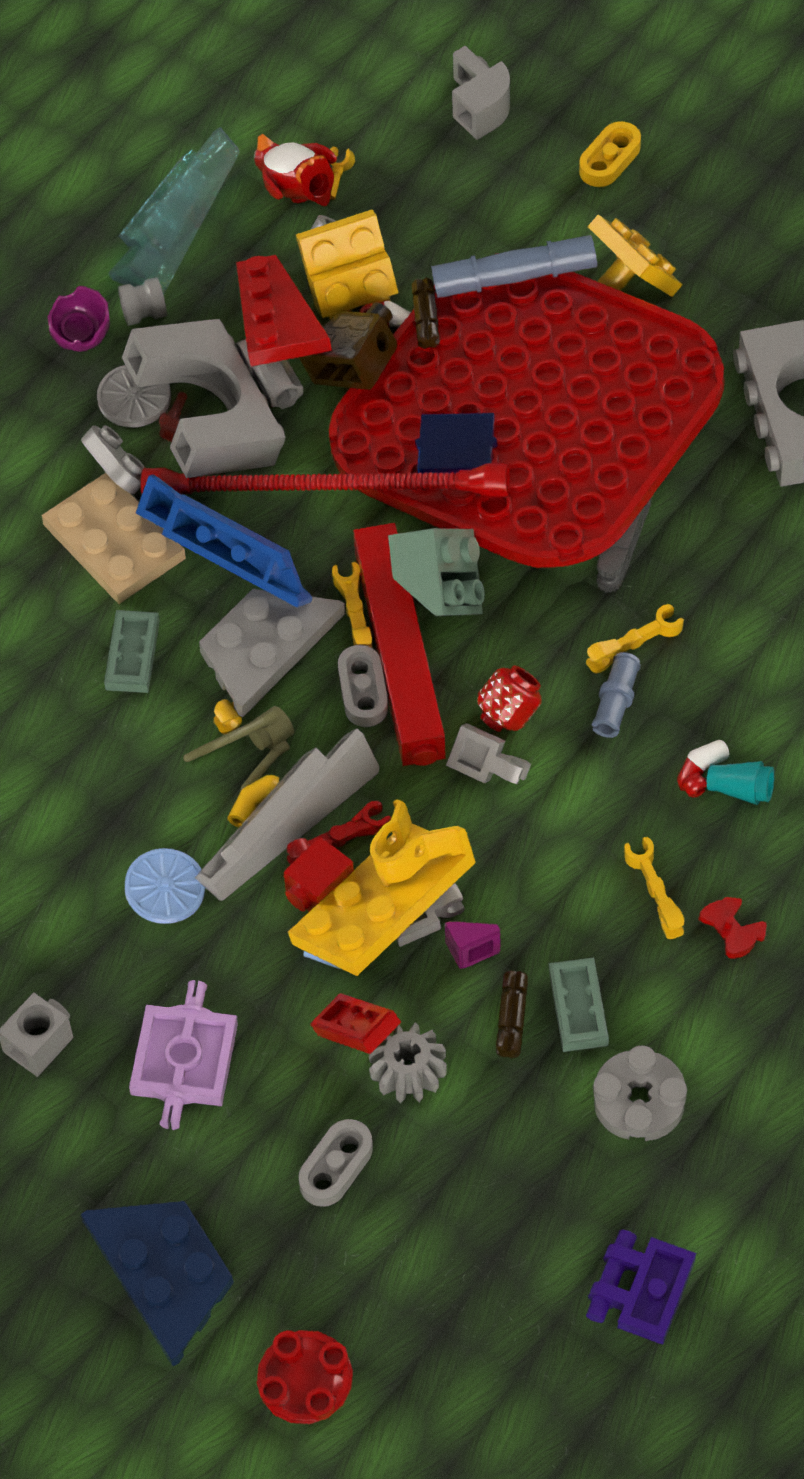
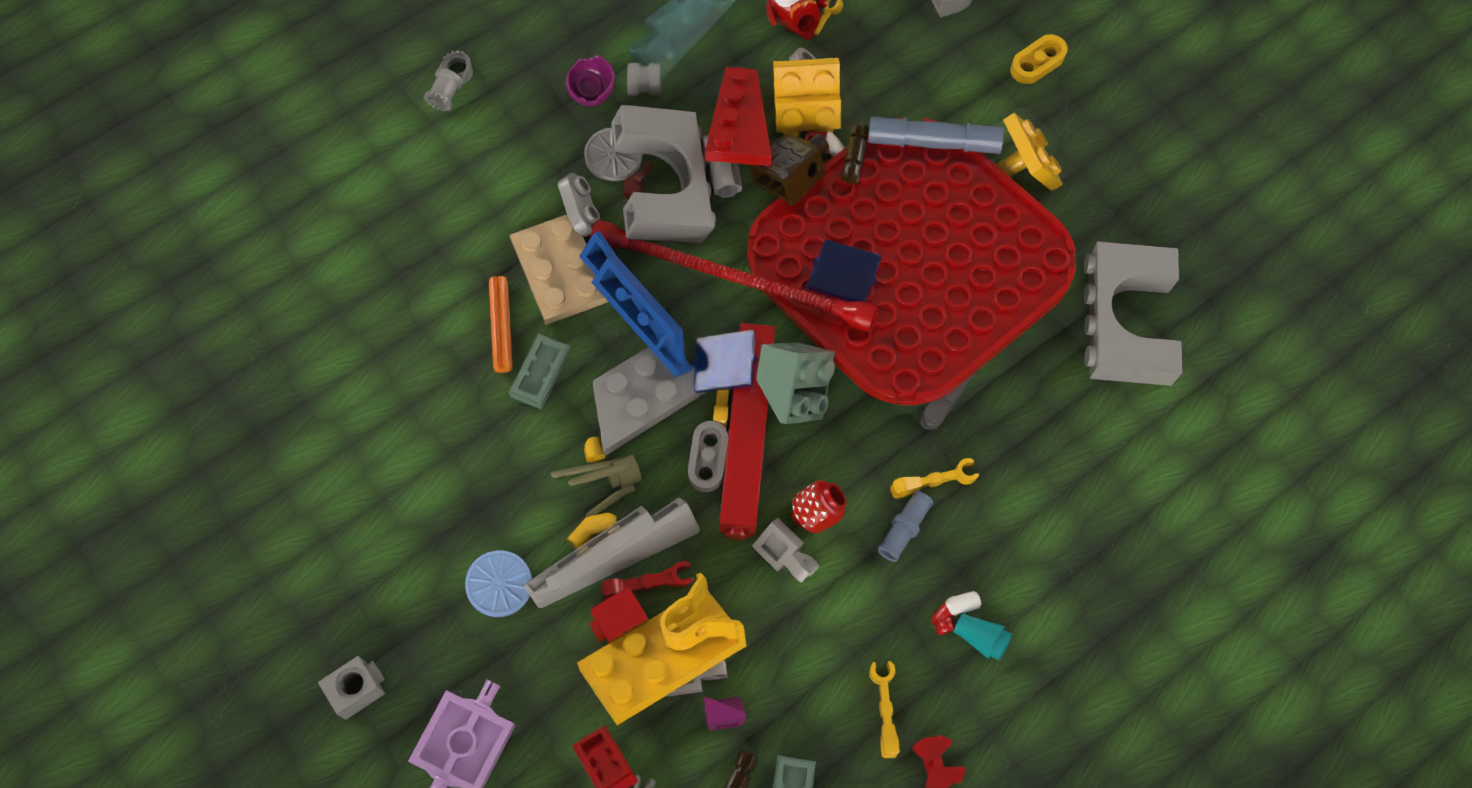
camera: 10 degrees right, 10 degrees up
(65, 615) = (500, 324): none -> orange axle
(348, 576) = (724, 361): none -> clear blue piece

